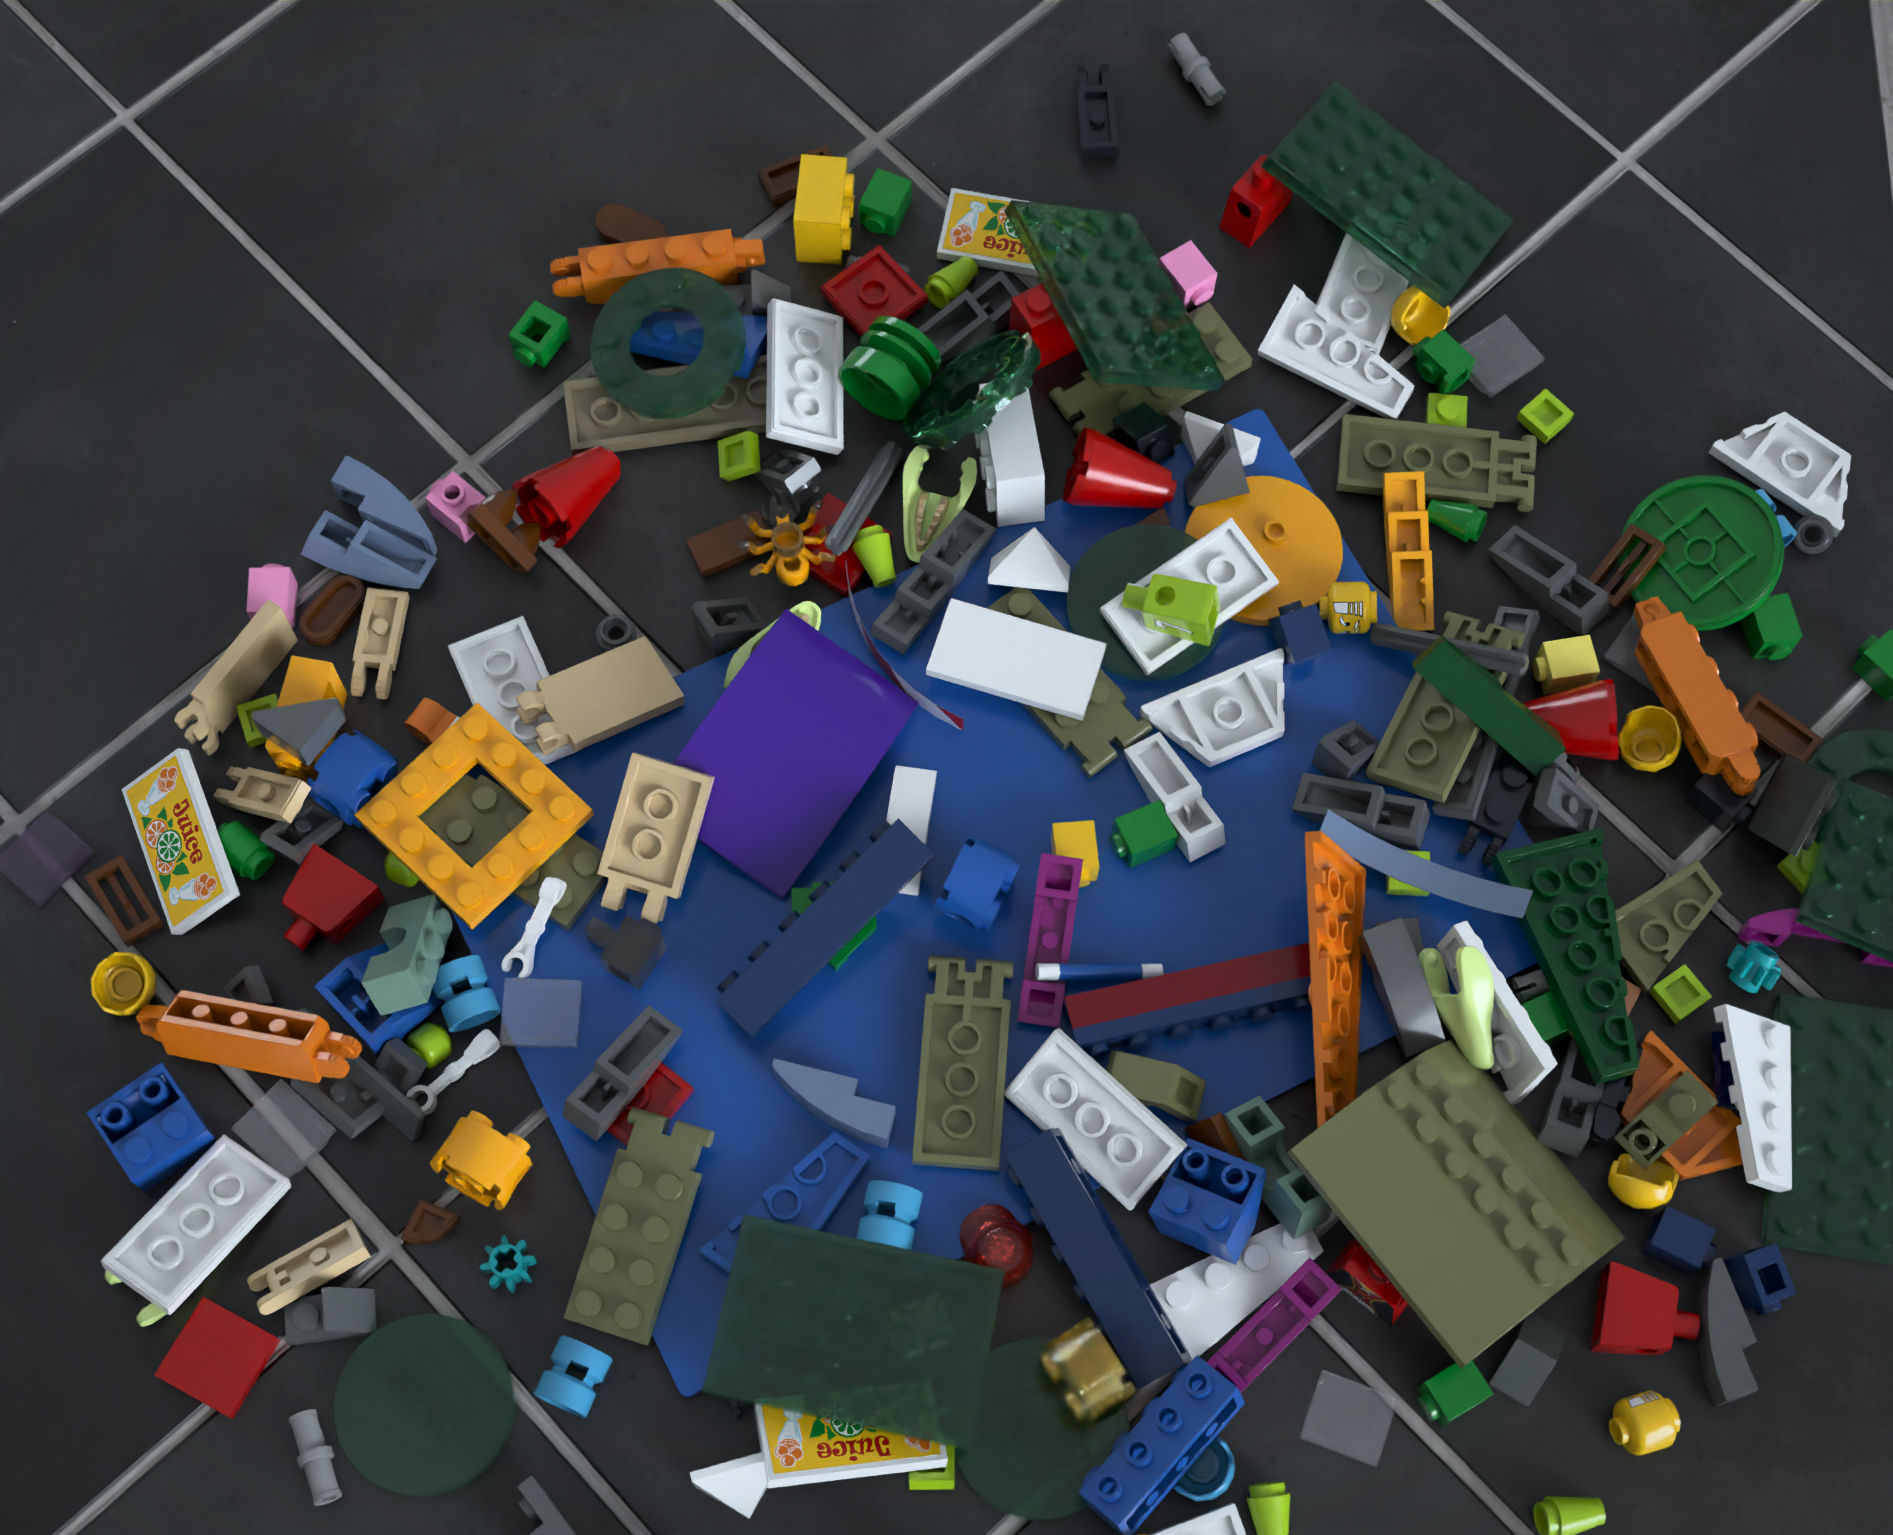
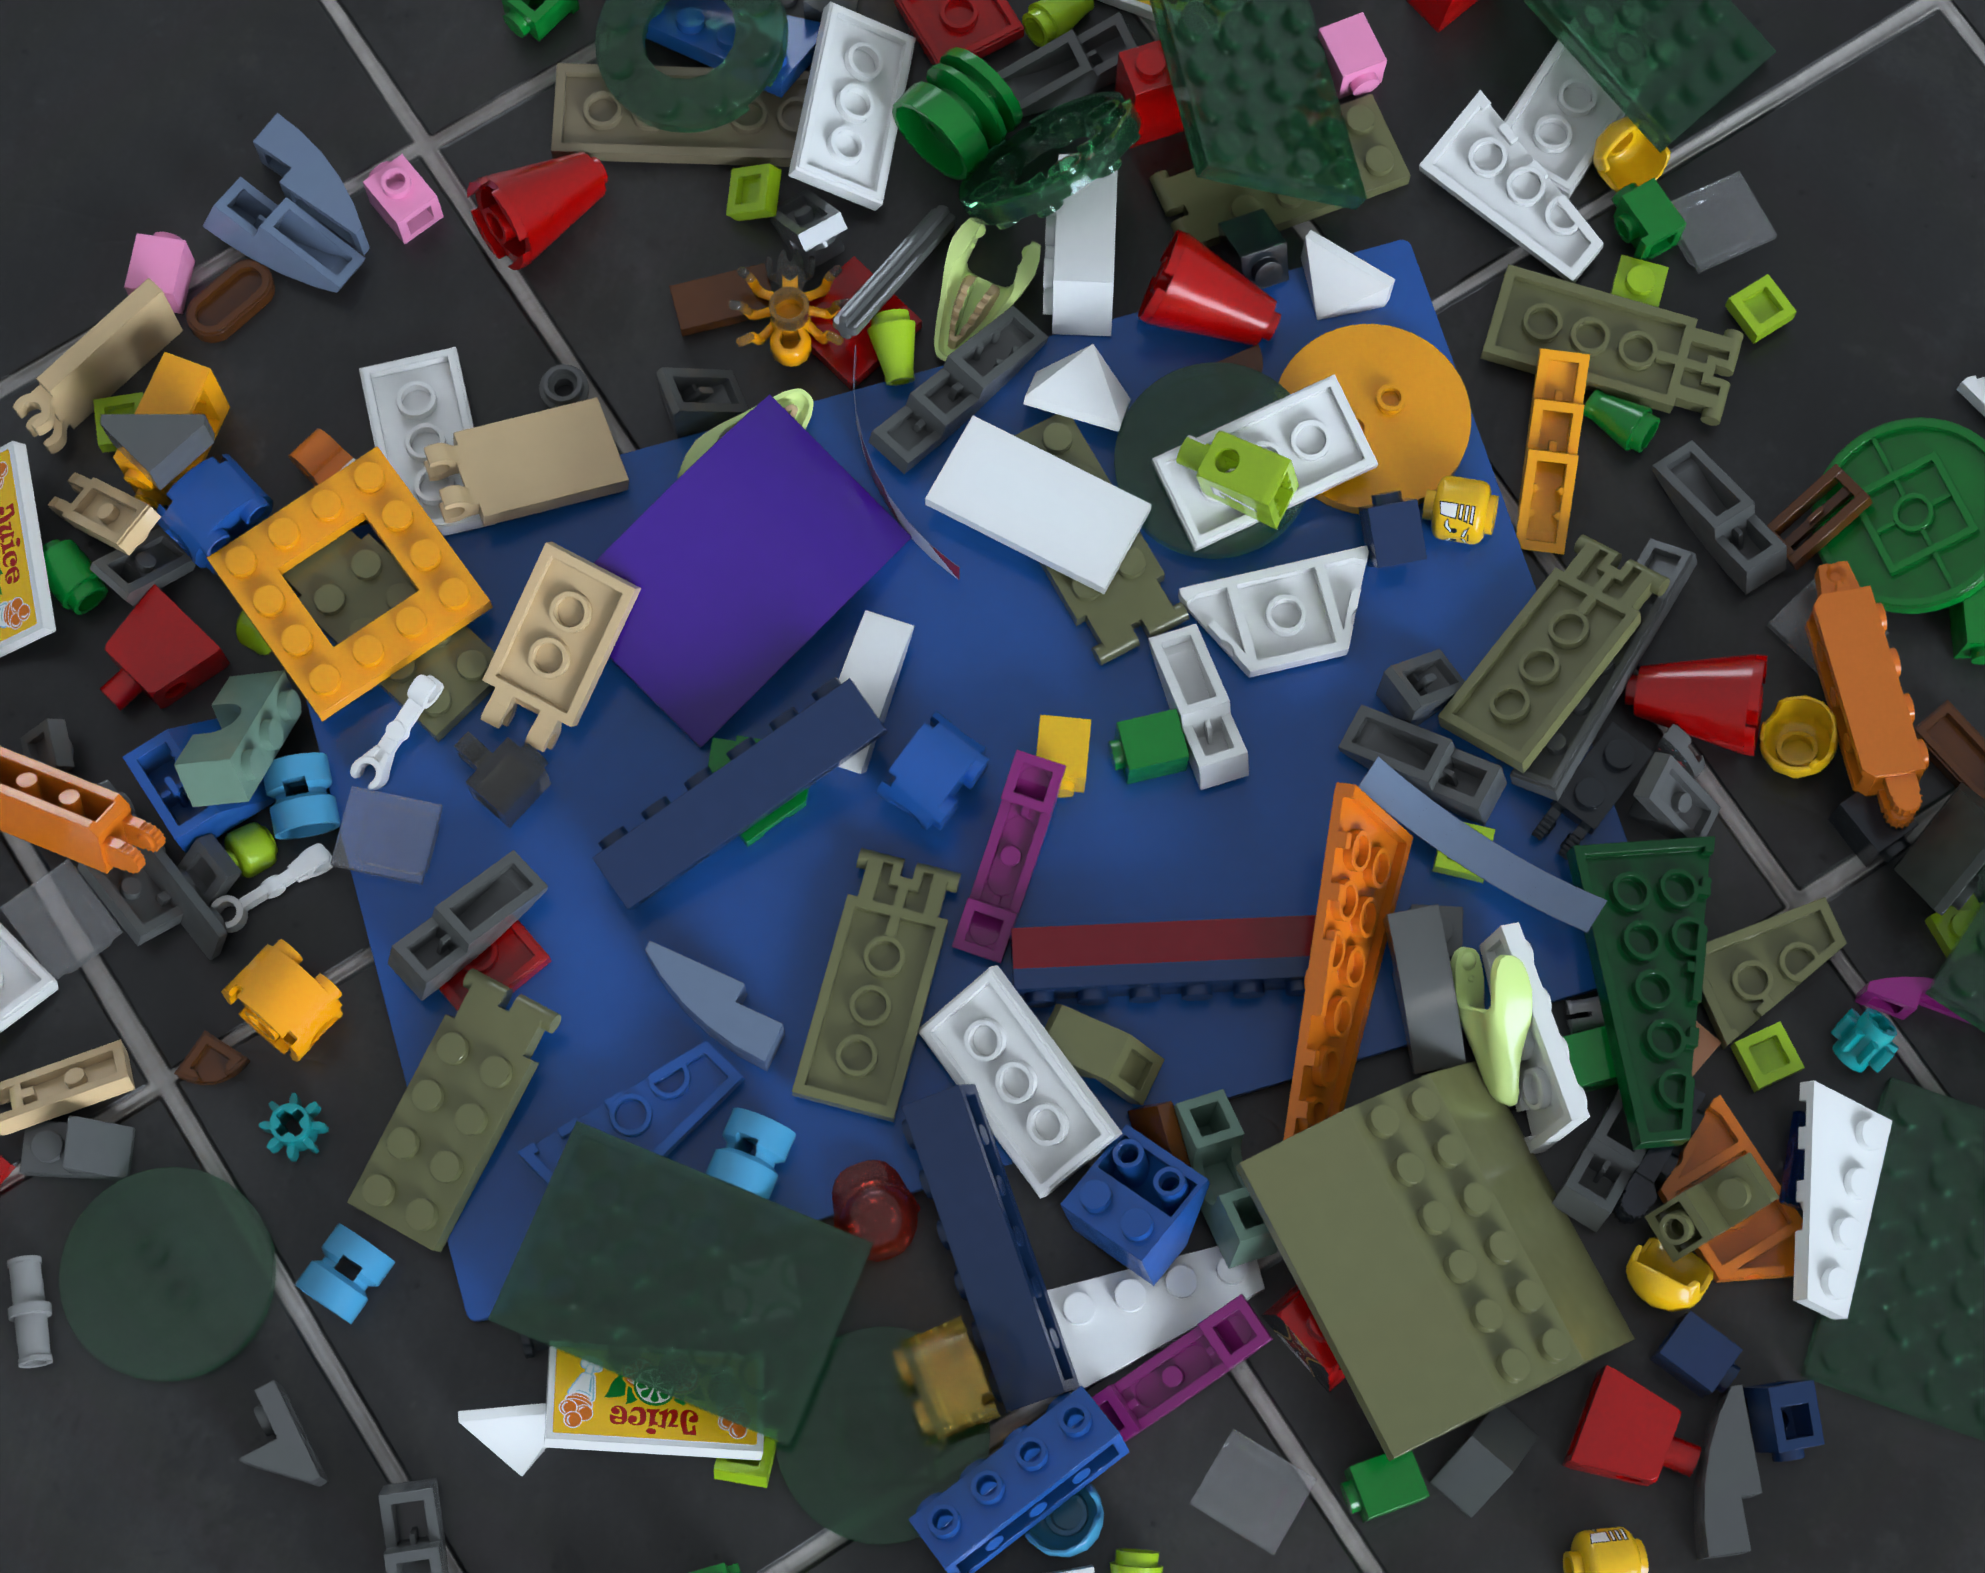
camera: 10 degrees right, 5 degrees up
(379, 639) = (278, 347): tan hinge -> none
(489, 523) = (434, 224): reddish brown tile -> none
(1097, 972) = (1060, 904): blue bar -> none
(1218, 471) = (1335, 312): dark grey slope -> none
(1417, 642) = (1572, 583): dark grey axle -> none
(1489, 705) = (1608, 671): dark green slope -> none
(1565, 664) = (1716, 625): light yellow brick -> none

